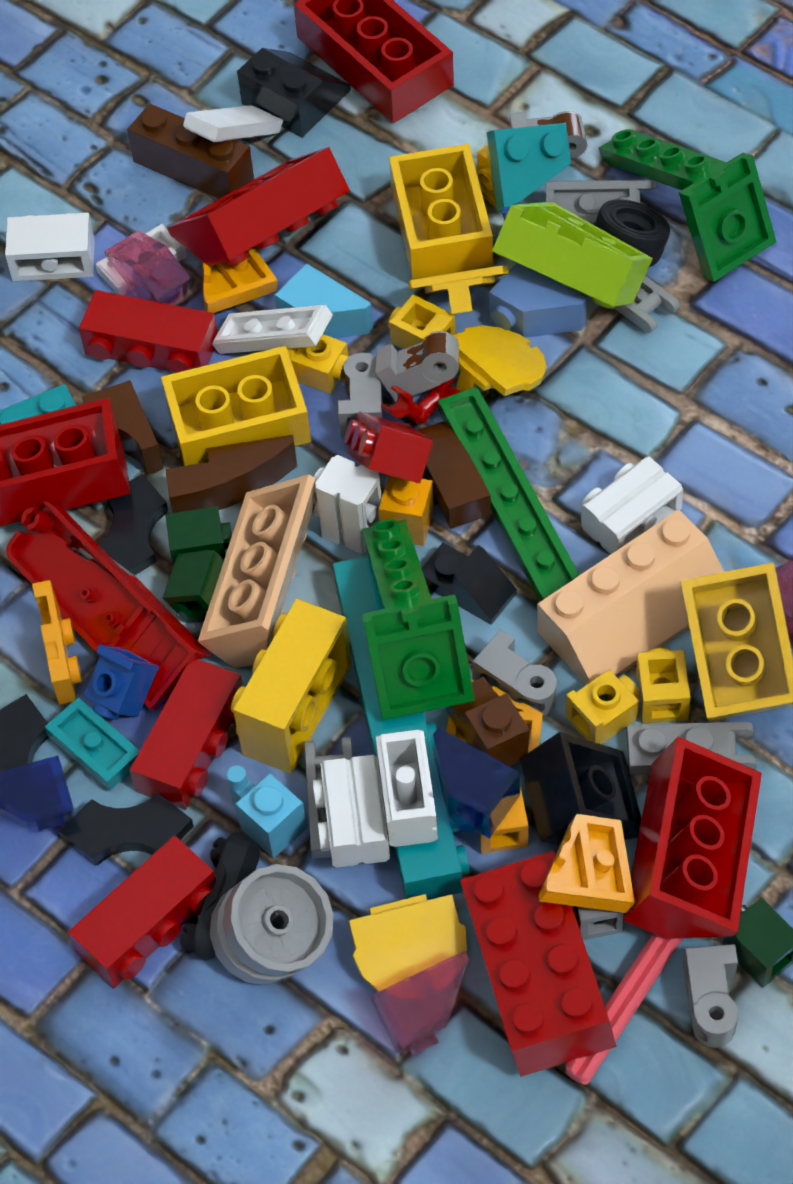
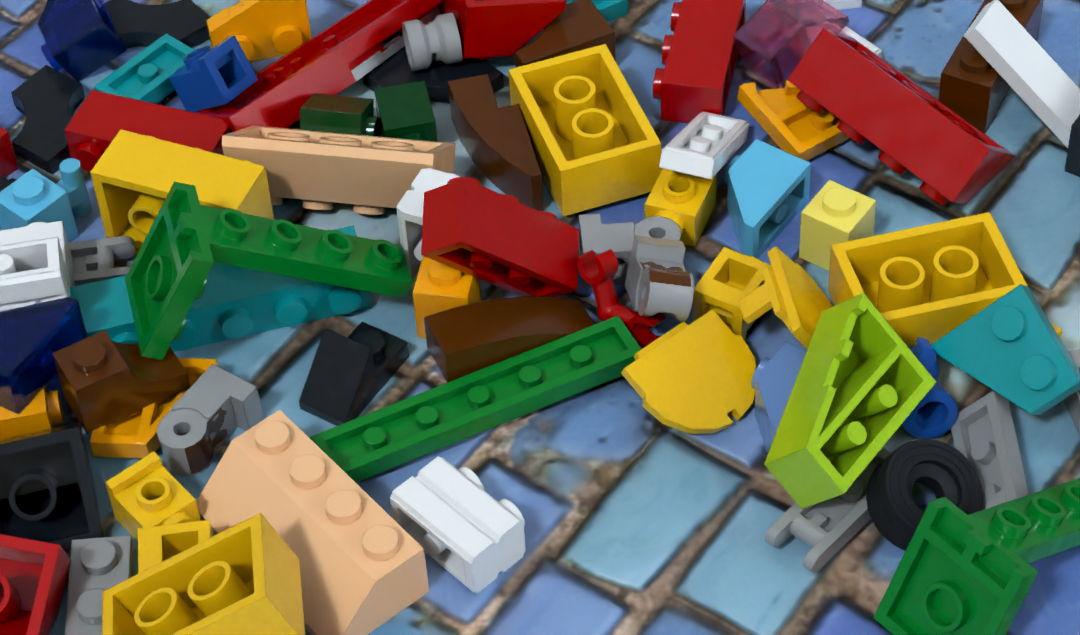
camera: 85 degrees right, 10 degrees down
(112, 512) = (434, 41): none -> light grey wheel
(364, 261) = (833, 218): none -> light yellow brick

